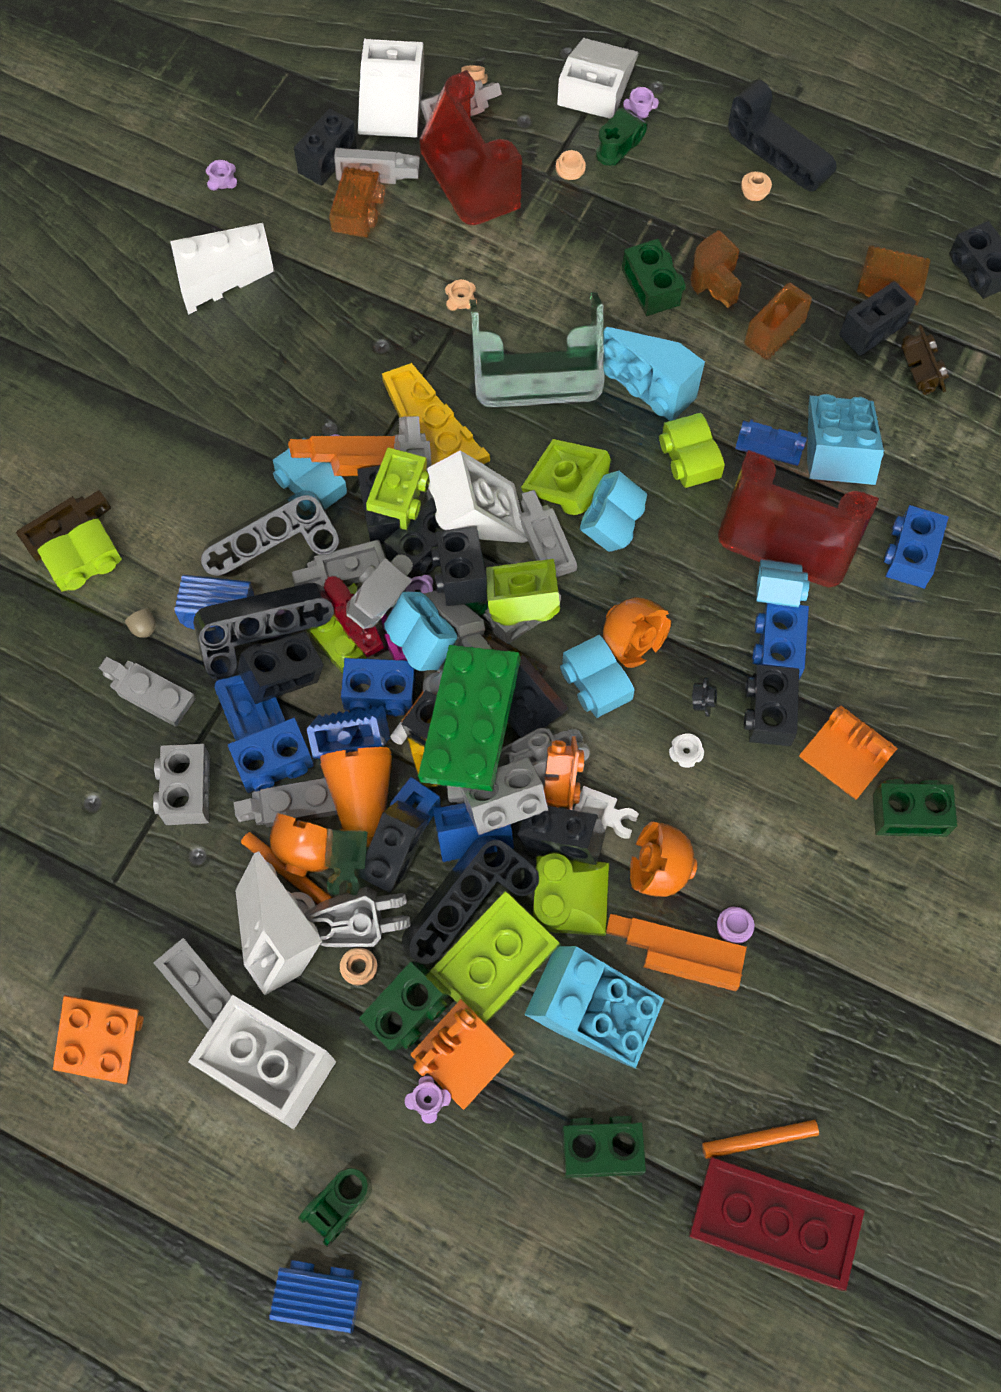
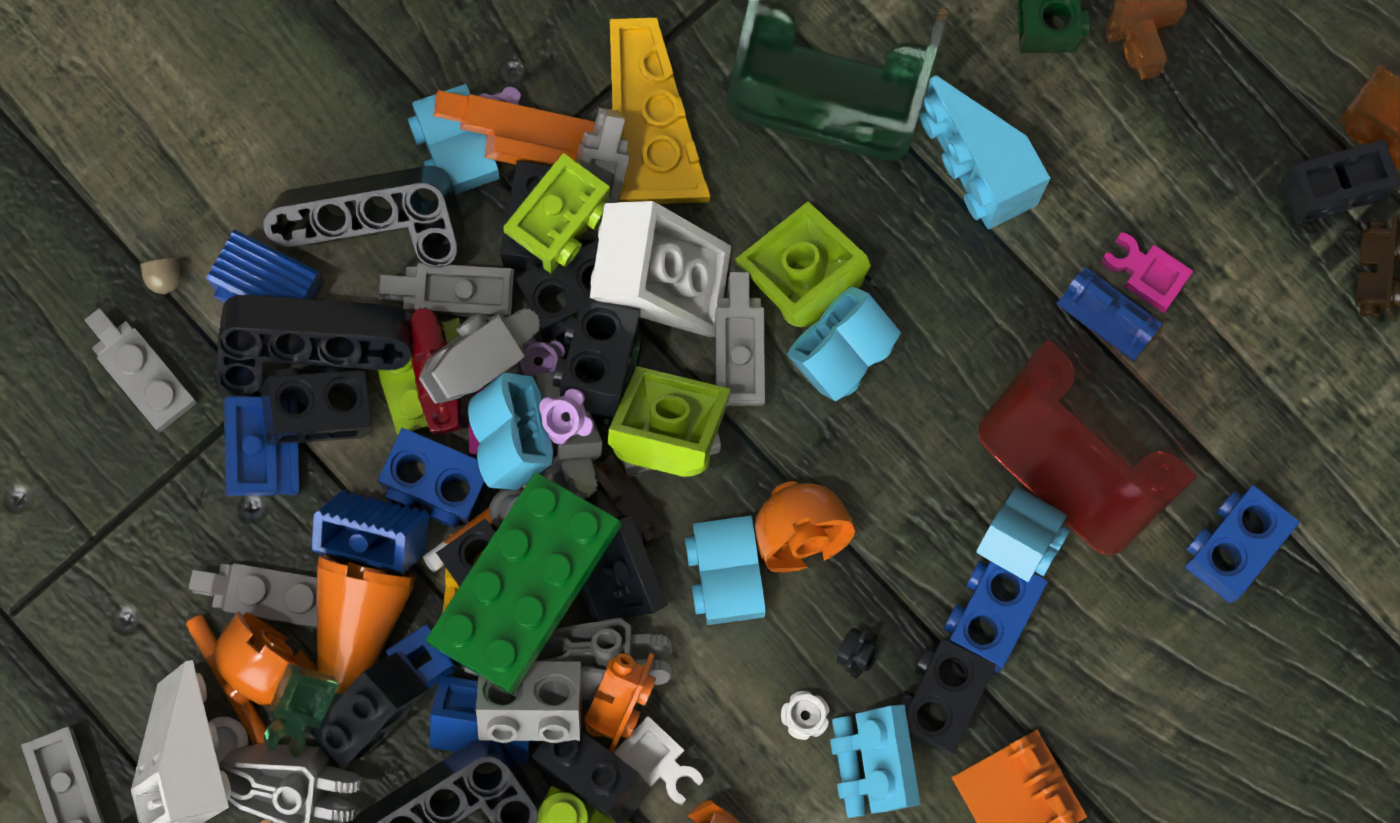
camera: 20 degrees right, 10 degrees up
(62, 521) = (105, 92): dark brown hinge -> none
(79, 555) = (113, 148): lime brick -> none
(190, 783) = (151, 524): light grey brick -> none
(267, 746) = (264, 511): blue brick -> none
(445, 602) = (554, 423): none -> lavender plate
(692, 450) = (992, 288): lime brick -> none
(755, 754) = (886, 761): none -> medium azure plate
(778, 320) = (1195, 135): clear orange brick -> none
(788, 410) = (1153, 276): none -> dark pink plate
(843, 440) = (1212, 346): medium azure slope -> none

